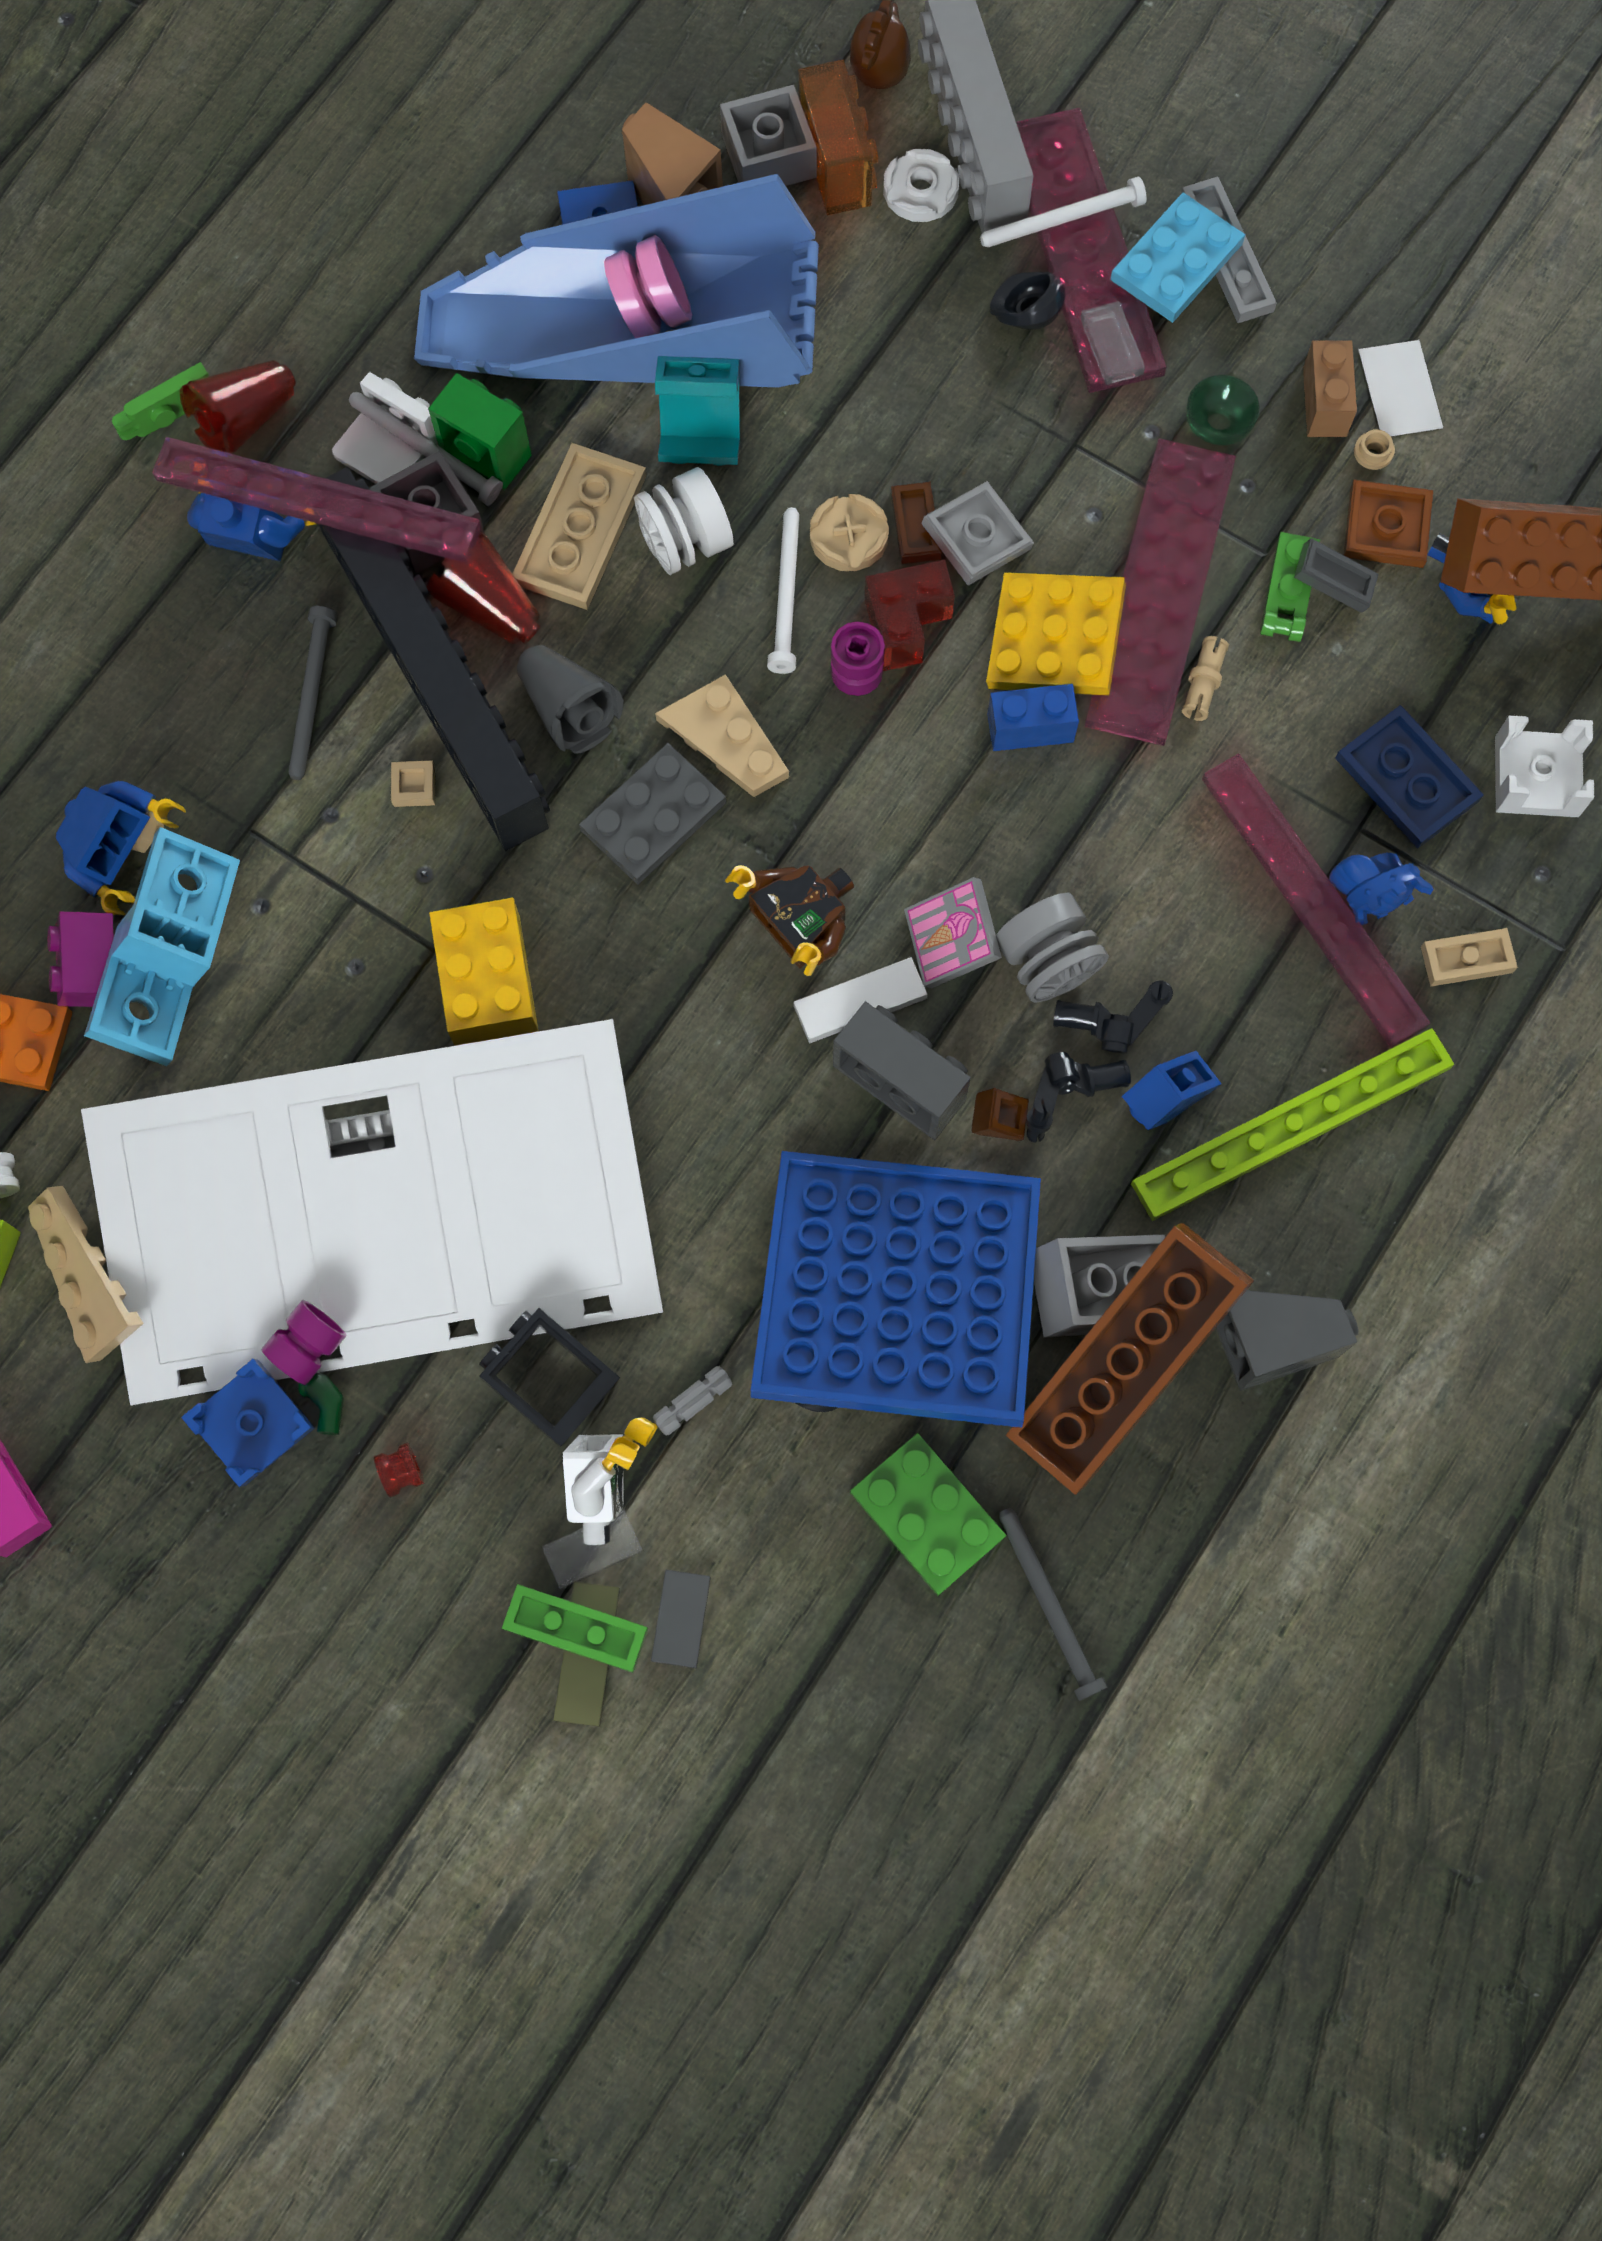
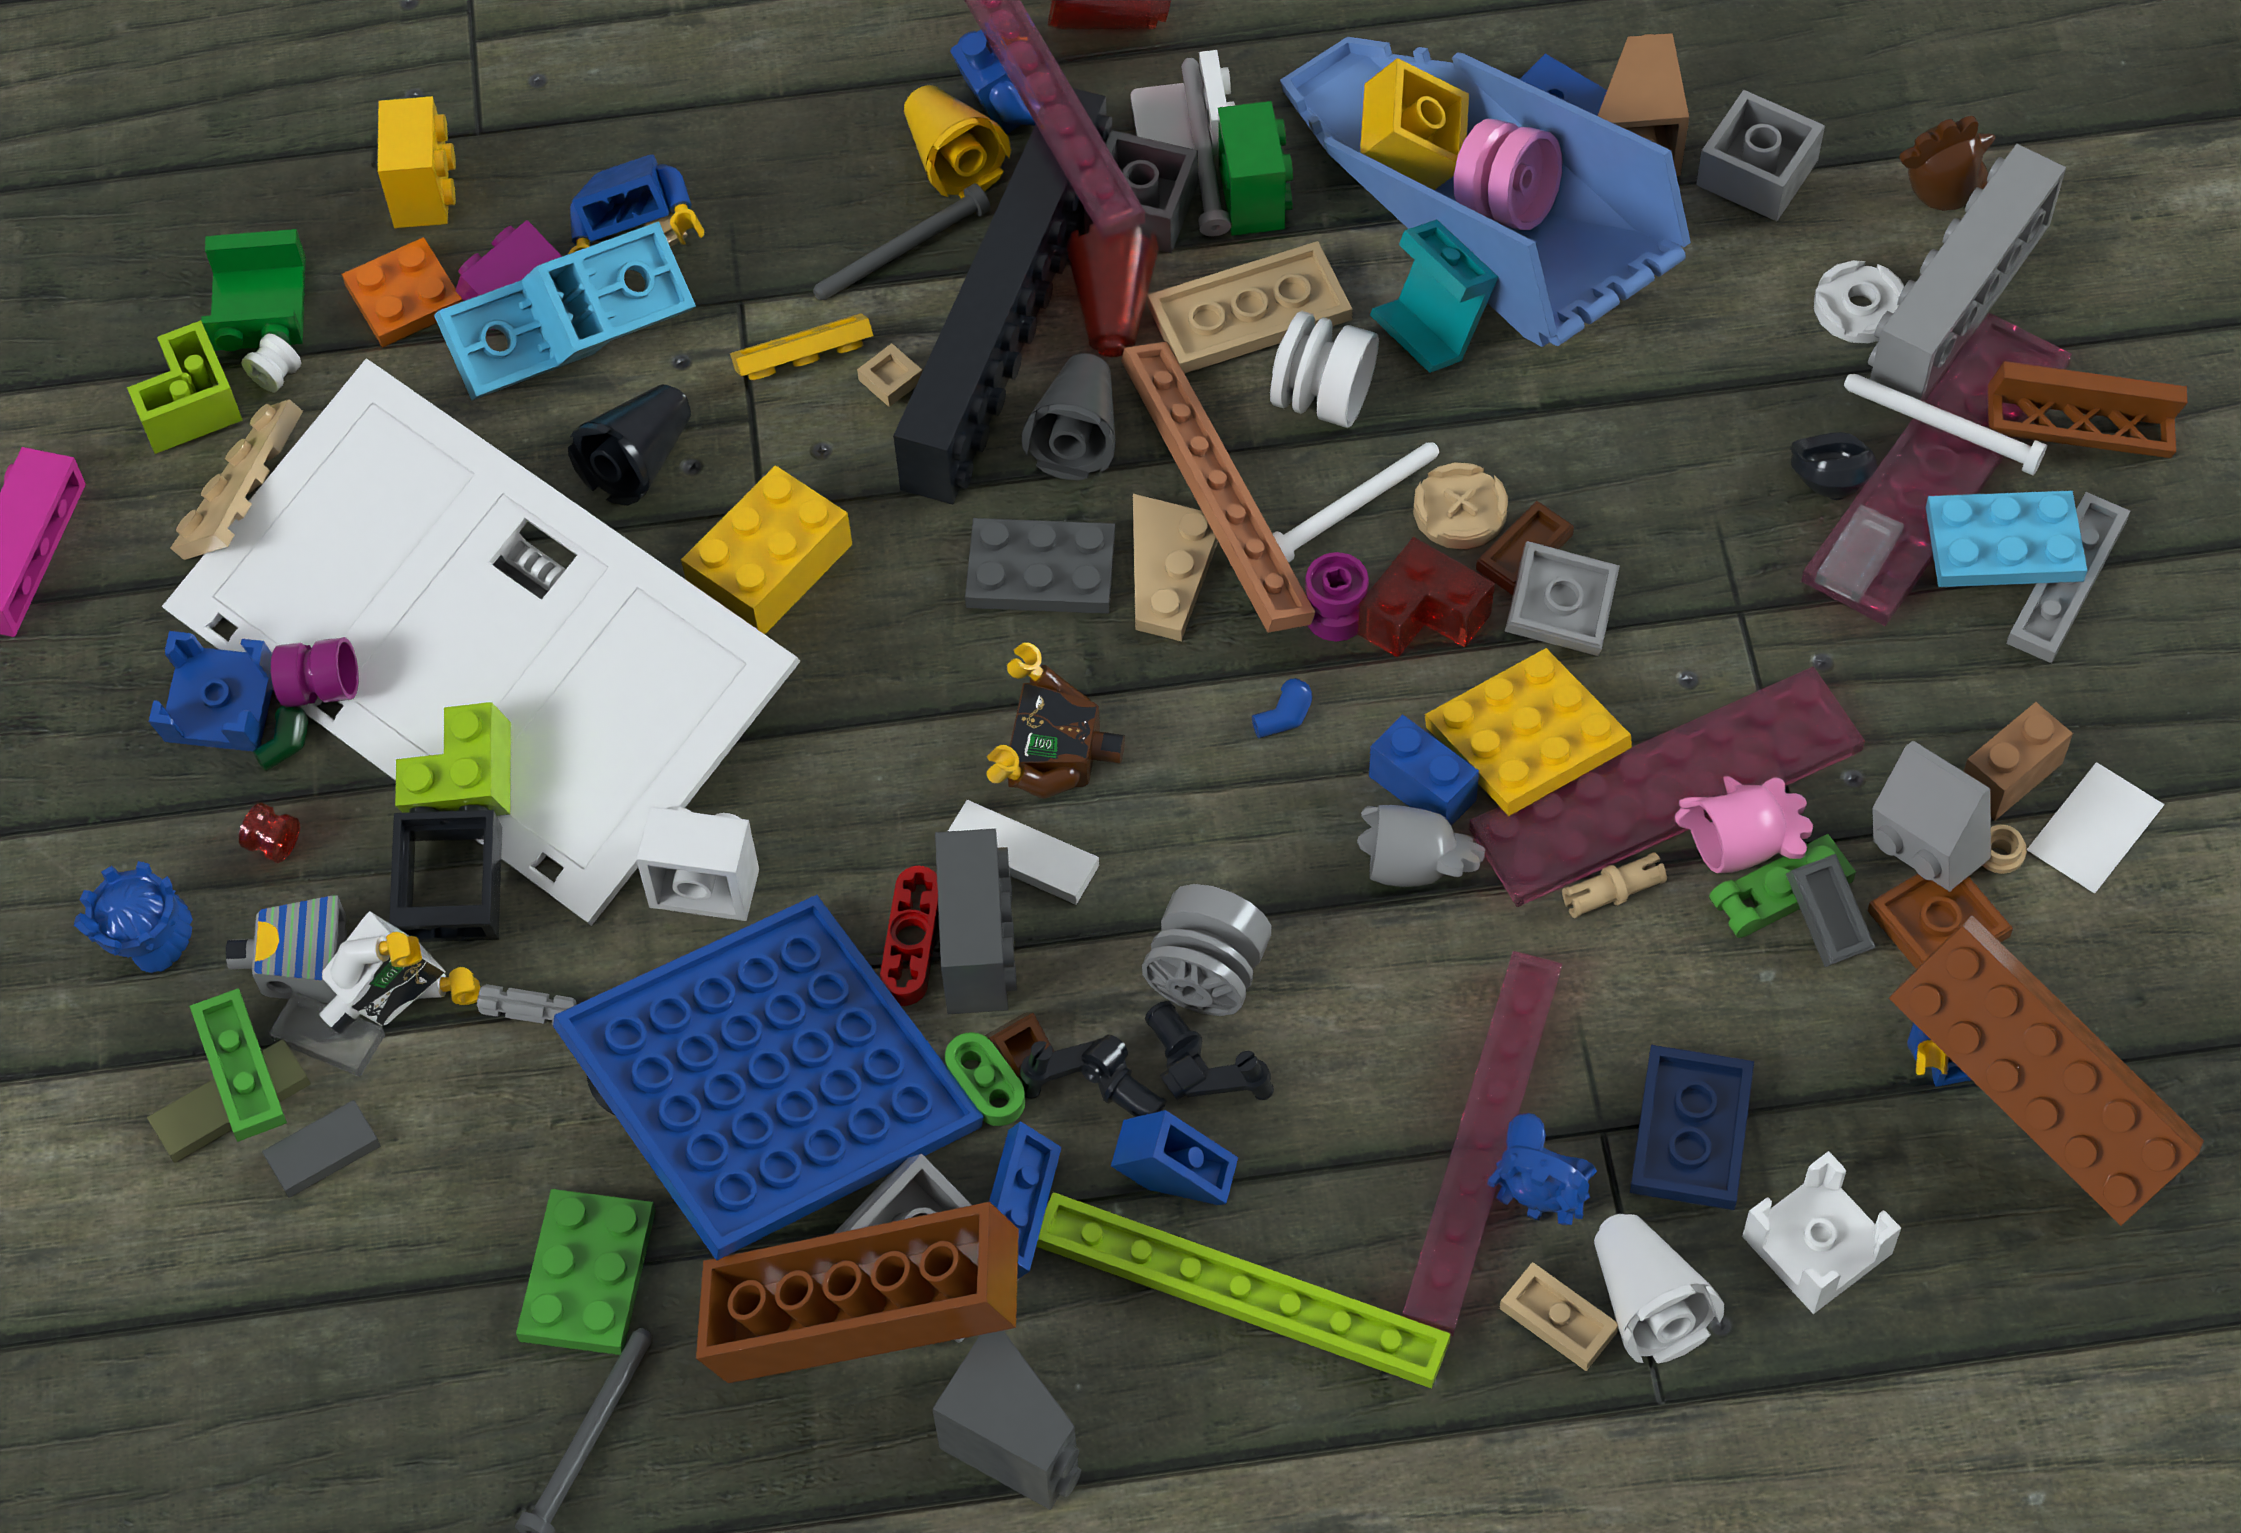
camera: 50 degrees right, 15 degrees down
(262, 589) = (955, 141): none -> yellow cone
(311, 990) = (629, 443): none -> black cone
(333, 819) = (802, 347): none -> yellow plate
(389, 1613) = (137, 917): none -> blue hair
(490, 1301) = (470, 770): none -> lime brick
(512, 1522) = (292, 948): none -> torso
(551, 308) = (1414, 123): none -> yellow brick
(697, 1205) = (698, 863): none -> white brick
(704, 658) = (1218, 487): none -> nougat plate
(840, 136) = (1817, 197): clear orange brick -> none
(847, 1086) = (902, 916): none -> red beam
(909, 758) = (1289, 712): none -> blue arm
(952, 933) = (1148, 866): tile -> none
(1010, 1153) = (989, 1080): none -> bright green plate
(1088, 762) = (1415, 846): none -> light grey piece
(1119, 1200) = (1025, 1186): none -> blue plate
(1122, 124) = (2086, 394): none -> dark orange fence
(1227, 397) = (1896, 675): clear green piece -> none
(1242, 569) = (1747, 825): none -> bright pink piece
(1338, 463) = (1933, 817): none -> light grey slope
(1499, 888) = (1653, 1291): none -> white cone

